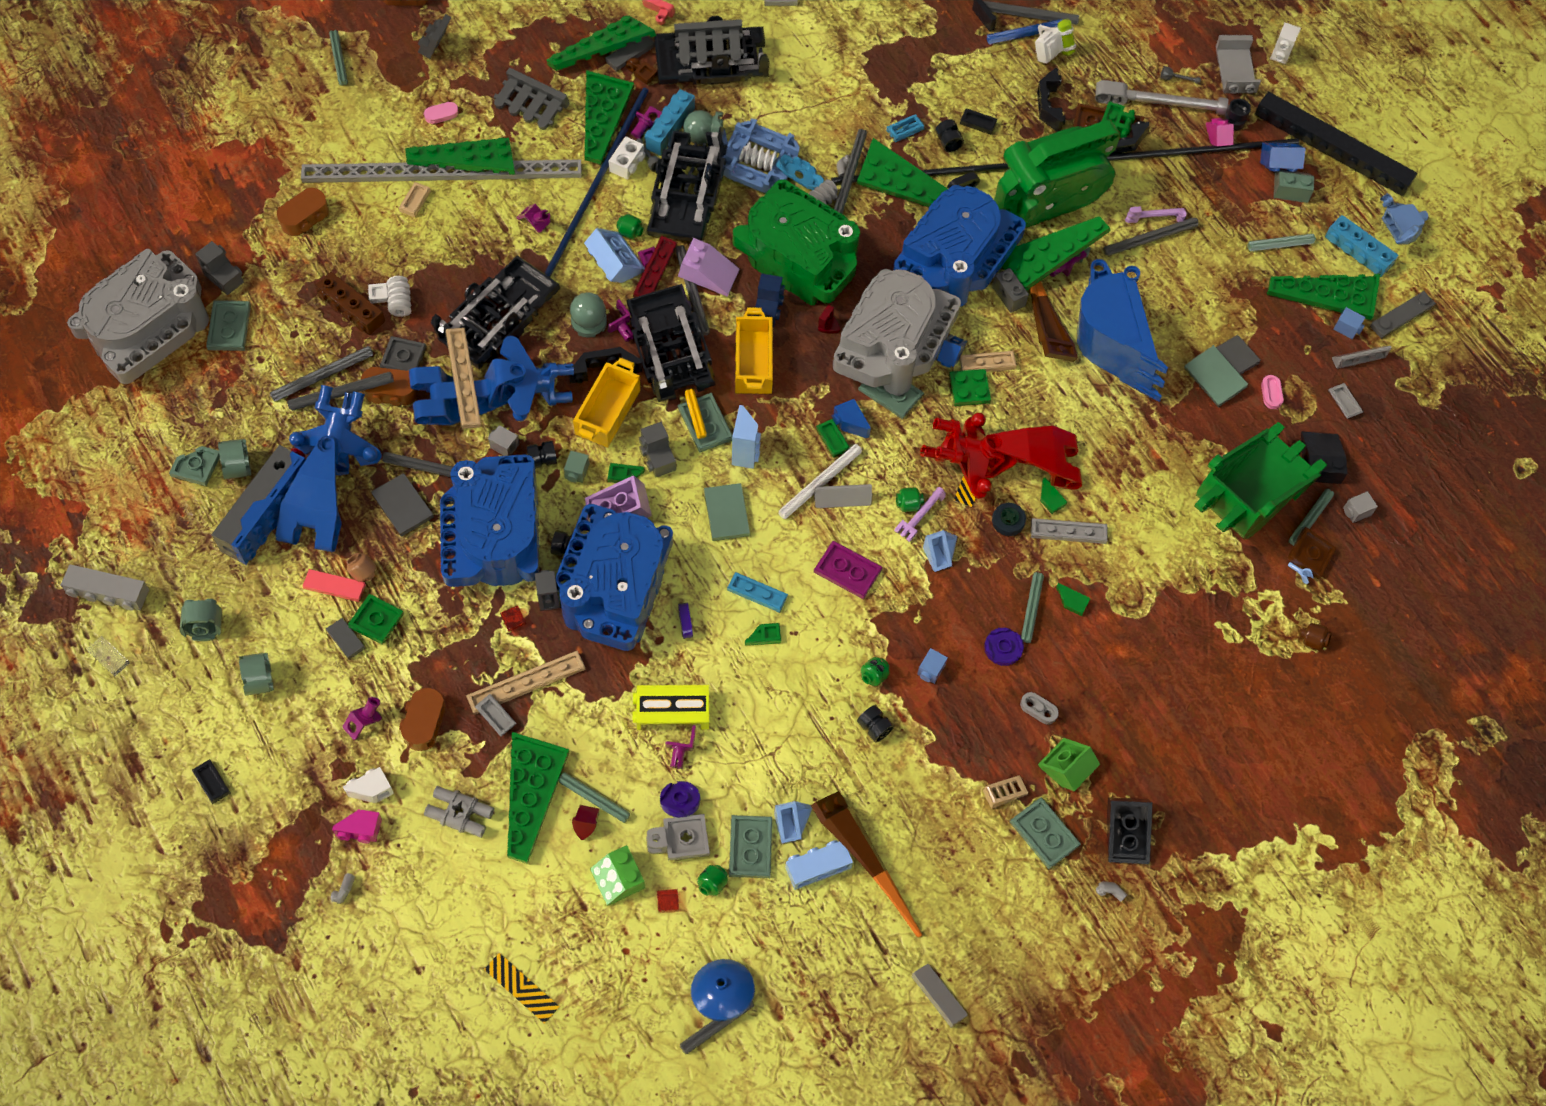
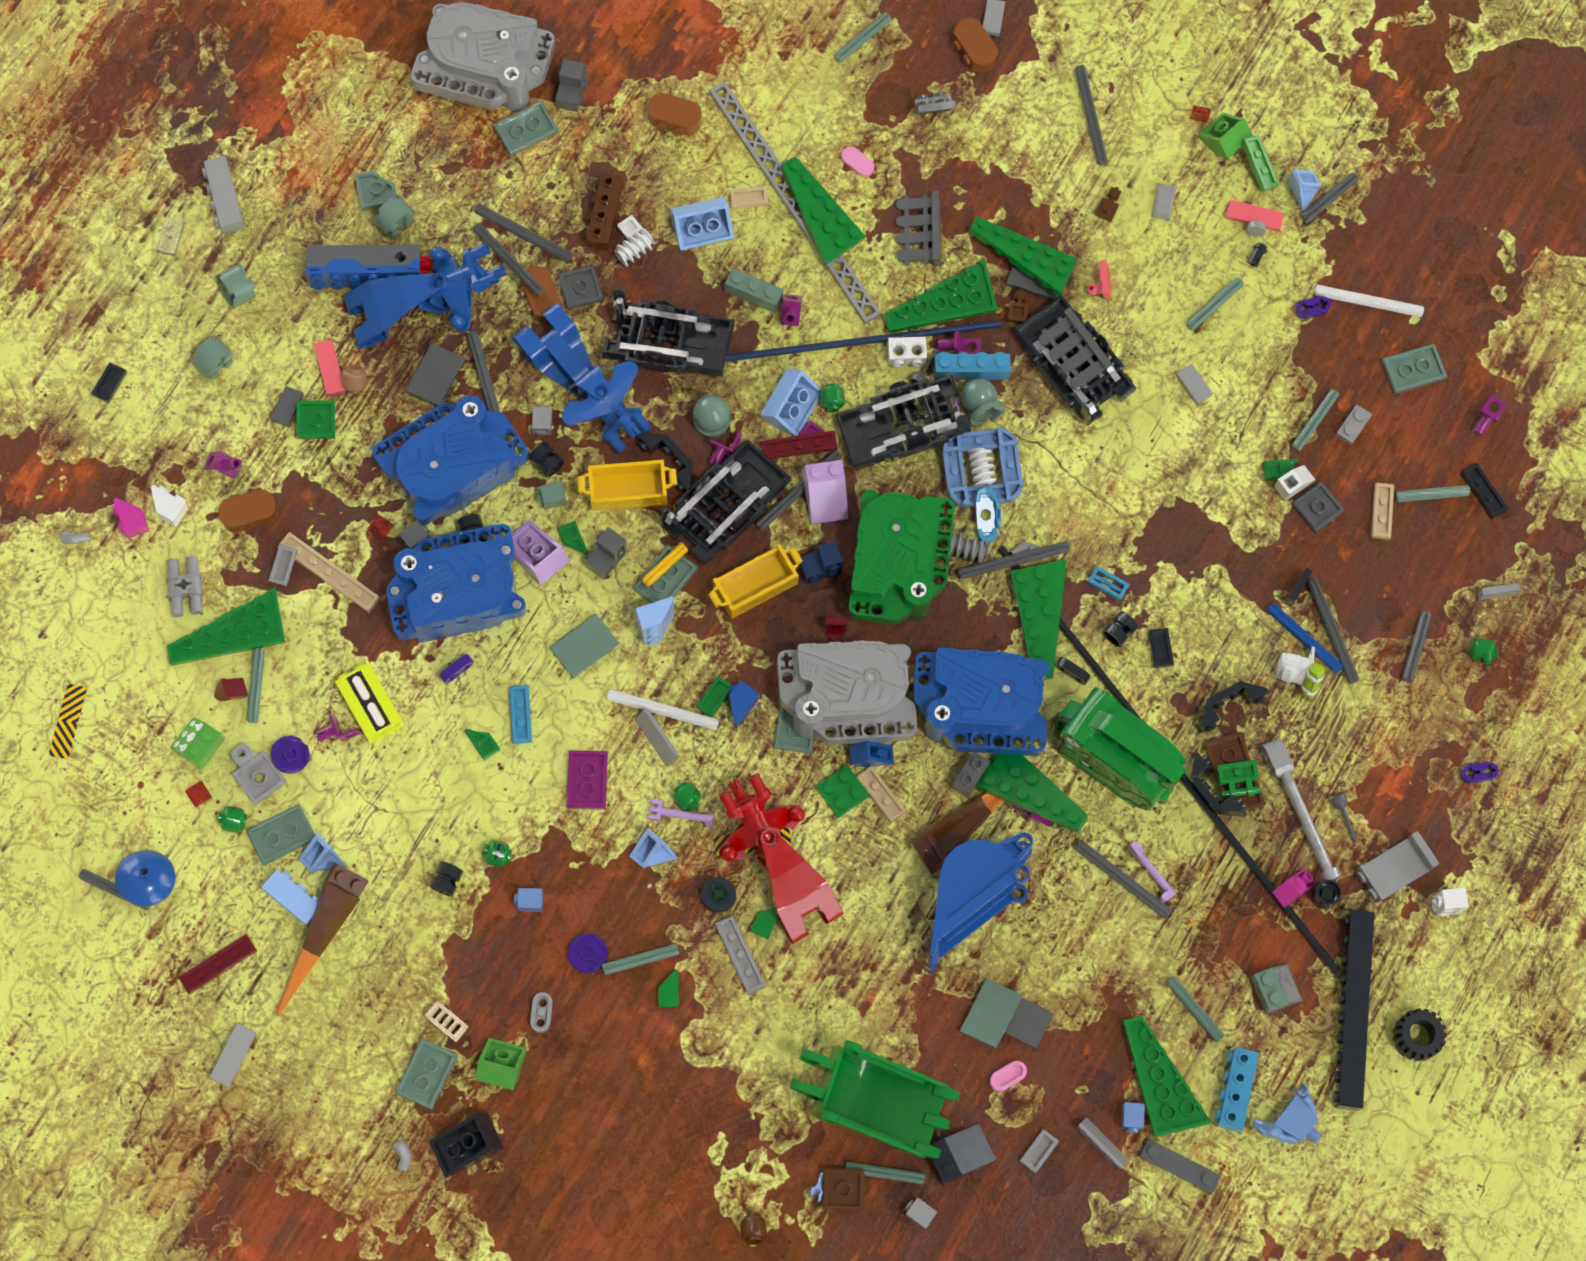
camera: 60 degrees right, 10 degrees up
(413, 239) = (702, 223): none -> light blue slope
(463, 378) = (575, 350): tan tile -> none
(499, 233) = (753, 290): none -> sand green brick
(843, 966) = (217, 964): none -> dark red tile
(1282, 155) = (1296, 961): brick -> none
(1376, 113) = (1434, 1028): none -> black tyre

